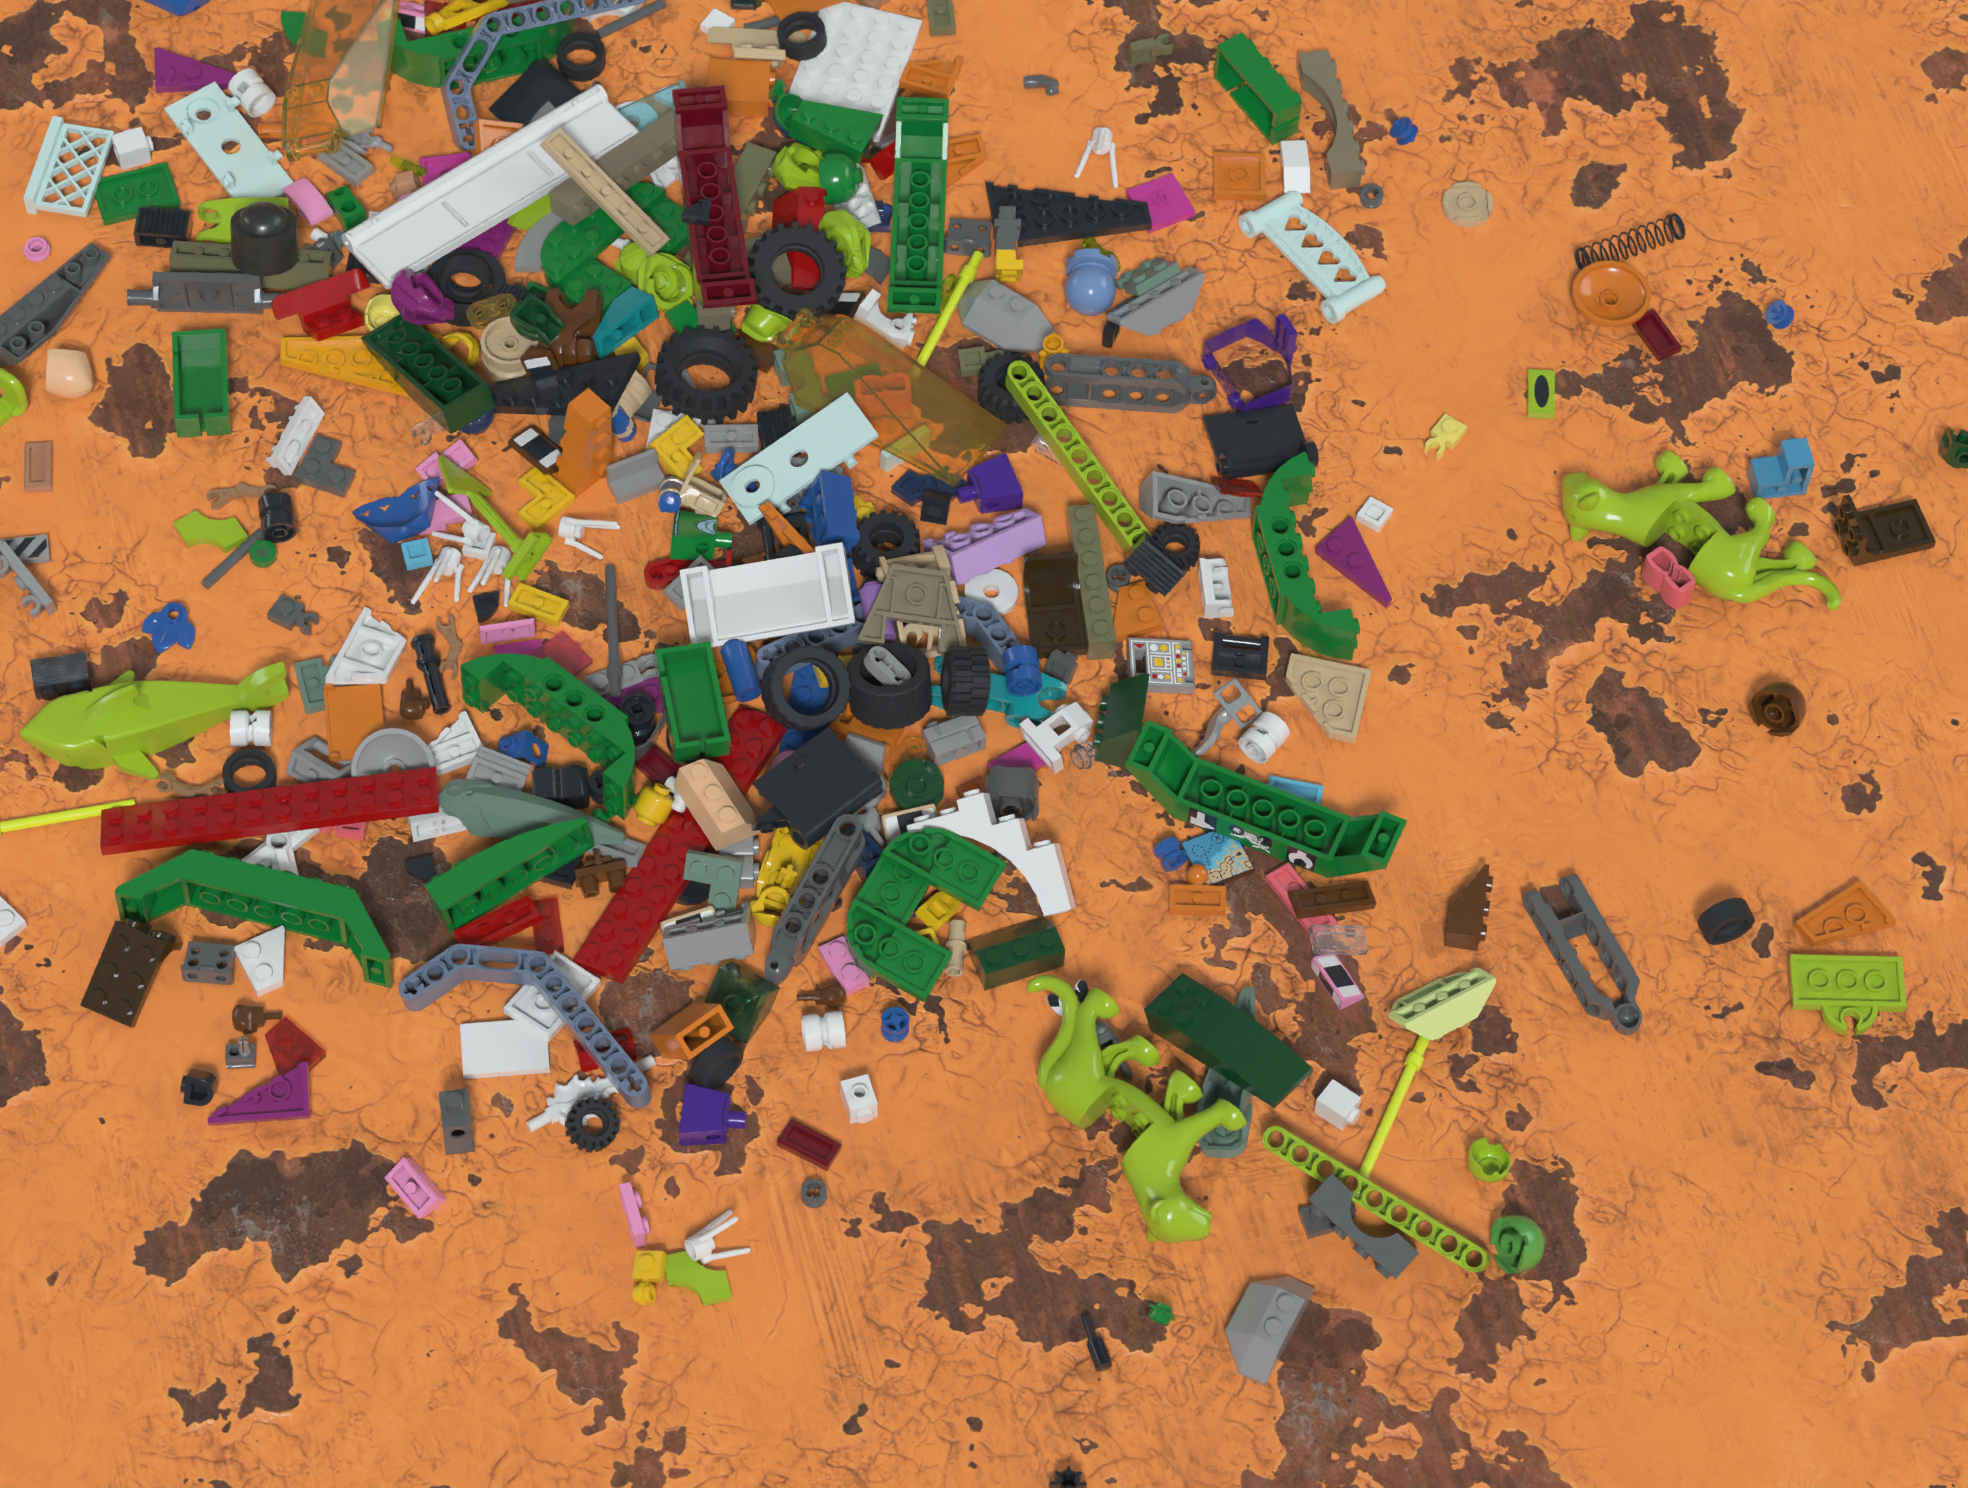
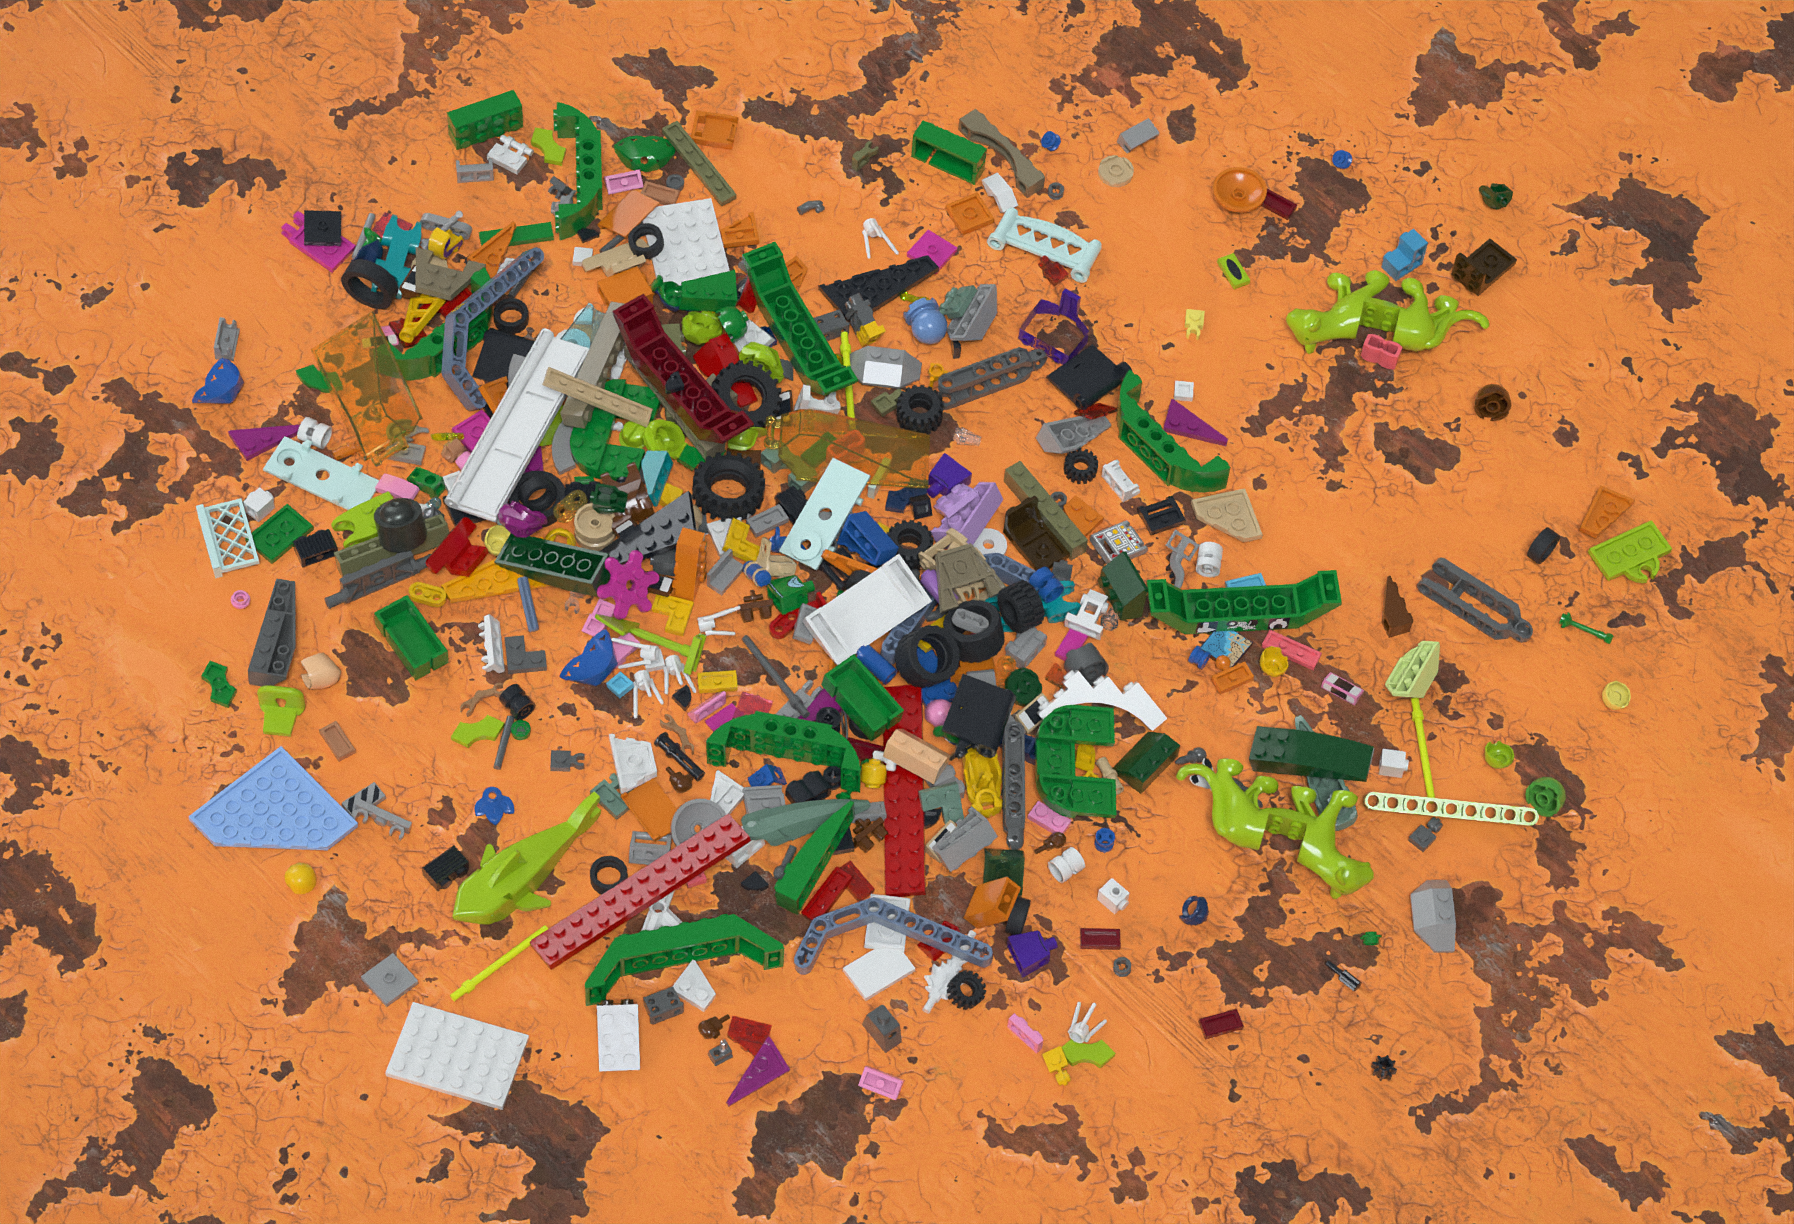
camera: 30 degrees left, 0 degrees up
(187, 791) = (578, 903): medium nougat piece -> none
(198, 1087) = (710, 1086): black plate -> none
(250, 728) = (590, 845): white wheel -> none
(260, 344) = (428, 594): none -> yellow plate
(369, 407) = (528, 605): none -> sand blue axle
(494, 417) = (617, 588): none -> dark pink plate
(655, 539) = (763, 606): none -> reddish brown hips
(894, 1326) = (1221, 1024): none -> dark red tile
(952, 1174) = (1200, 913): none -> dark blue piece
(969, 518) = (955, 500): none -> lavender plate
(1074, 449) = (989, 429): lime beam -> none
(1090, 974) = (1193, 756): none -> dark grey bar
(1154, 565) = (1080, 482): black brick -> none
(1263, 903) = (1273, 662): none -> yellow hair
(1300, 294) = (1053, 272): none -> clear red plate
(1332, 899) = (1310, 640): reddish brown tile -> none
(1338, 939) = (1329, 662): clear tile -> none
(1390, 1253) = (1432, 822): dark grey arch -> none
(1523, 170) = (1137, 135): none -> light grey hinge
(1670, 225) = (1247, 134): black piece -> none
(1698, 1032) = (1566, 620): none -> green piece
(1701, 1160) = (1616, 695): none -> light yellow hair

